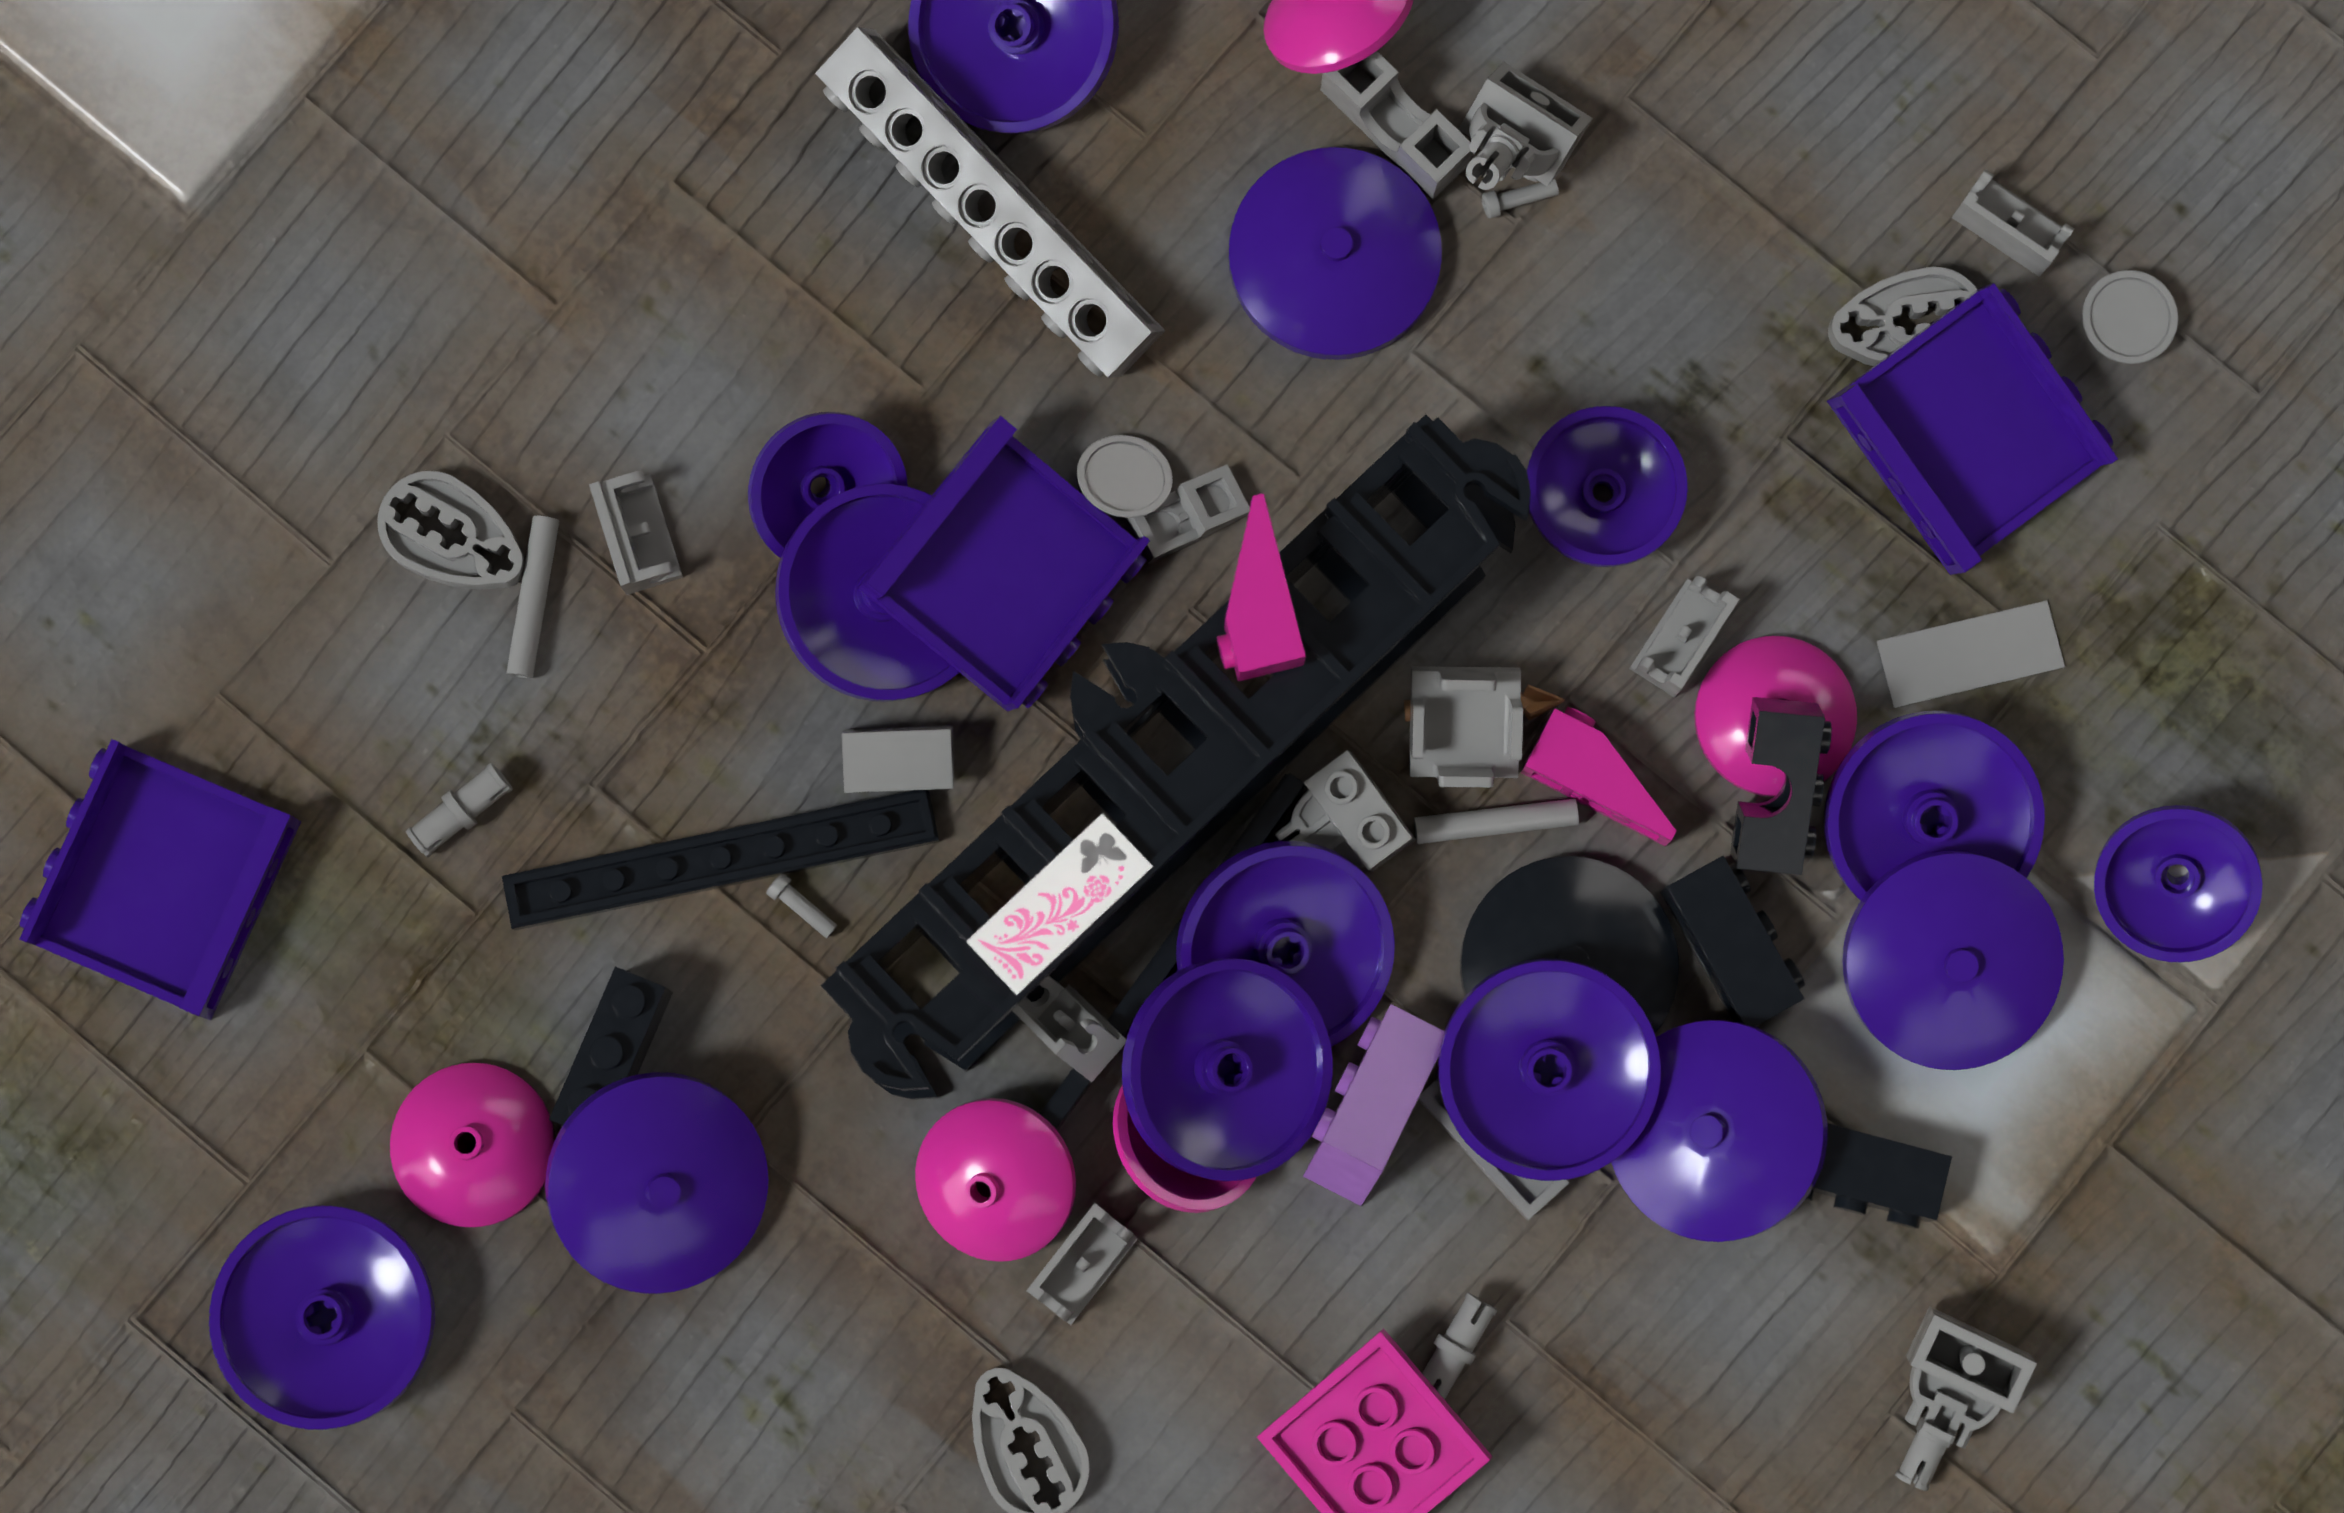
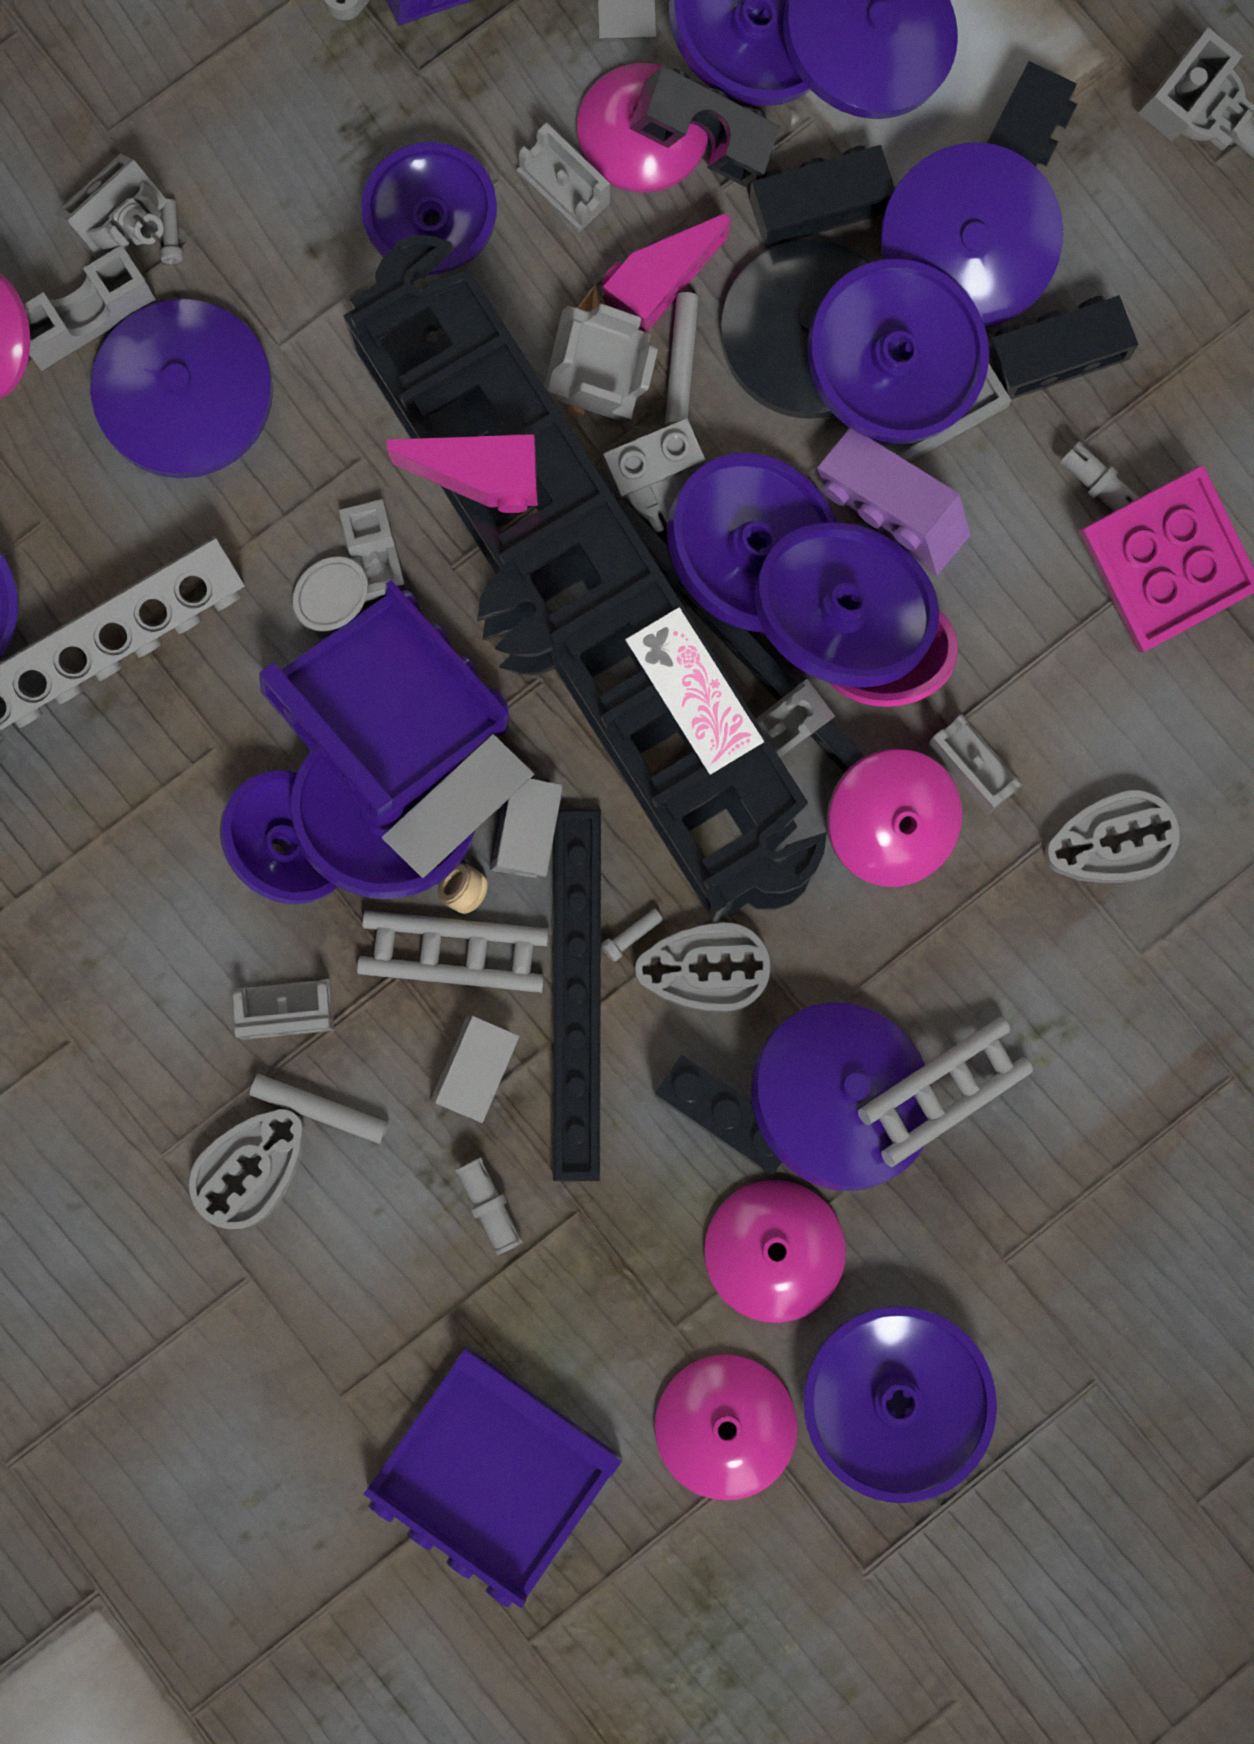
camera: 75 degrees left, 0 degrees up
(301, 1136) = (722, 1391): none -> dark pink dish
(609, 760) = (474, 1068): none -> light grey hinge
(685, 1266) = (919, 1086): none -> light grey bar
(752, 1016) = (712, 942): none -> light grey piece
(766, 731) = (474, 972): none -> light grey bar
(813, 703) = (463, 889): none -> tan tile
(901, 674) = (458, 806): none -> light grey sticker
(1610, 1266) = (1062, 346): none -> black brick

